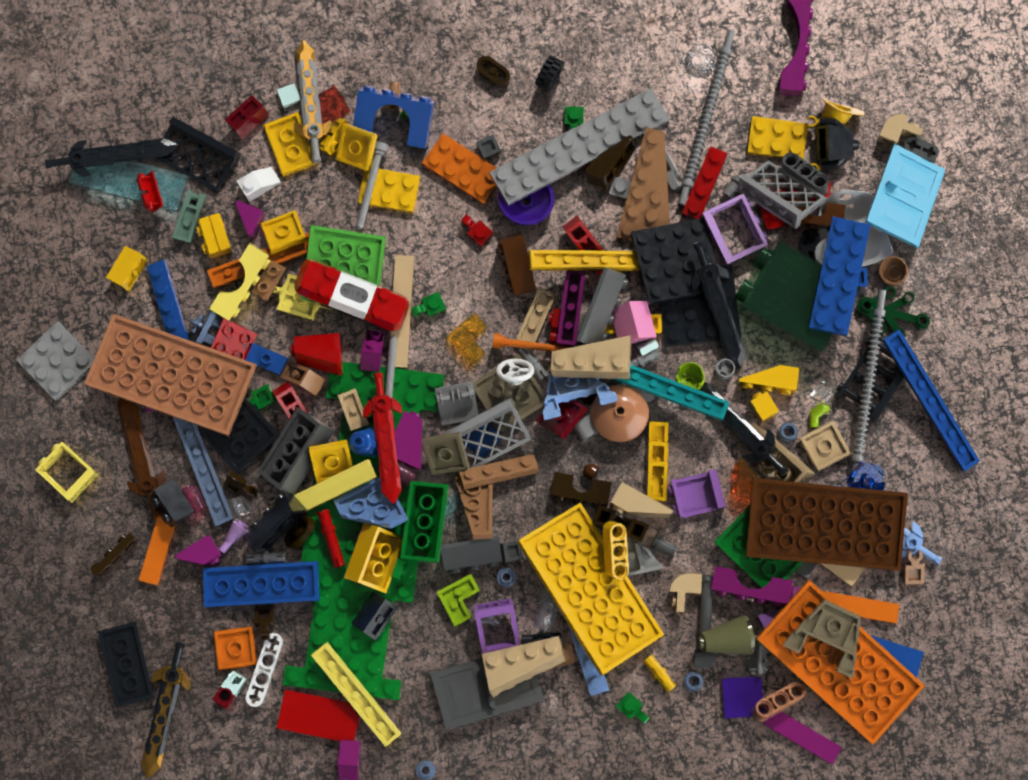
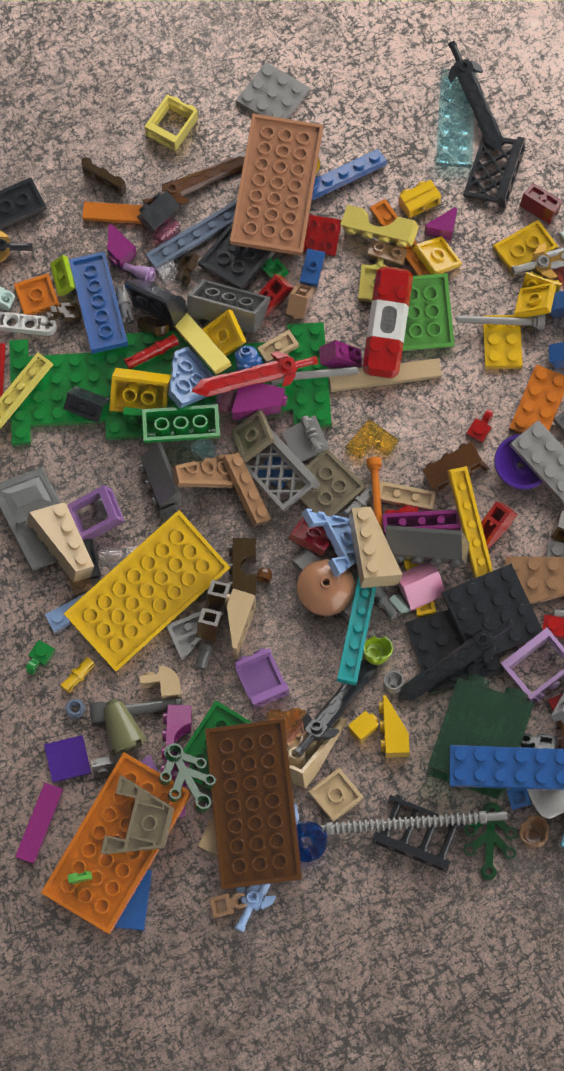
camera: 75 degrees right, 10 degrees down
(127, 268) = (371, 133): yellow hinge -> none
(151, 198) = (440, 136): red hinge -> none
(188, 217) = (436, 173): sand green plate -> none
(210, 321) = (321, 208): sand blue hips -> none
(220, 616) = (62, 275): none -> lime plate
(258, 183) = (479, 225): white slope -> none
(319, 352) = (328, 309): red slope -> none
(431, 305) = (396, 400): green plate -> none
(453, 597) = (117, 472): lime plate -> none
(511, 581) = (145, 522): sand blue plate -> none
(516, 374) = (342, 483): white piece -> none
(621, 557) = (180, 609): yellow beam -> none
(657, 460) = (288, 636): yellow slope -> none
(772, 707) = (66, 780): nougat beam -> none
(793, 583) = (186, 775): none -> plant
(794, 432) = (343, 751): sand blue plate -> none
(817, 412) = (368, 781): lime arm -> none
(823, 393) = (390, 783): clear plate -> none
(866, 608) = (178, 860): orange tile -> none
(869, 703) = (78, 878): none -> bright green tile
(930, 400) = (404, 889): blue plate -> none

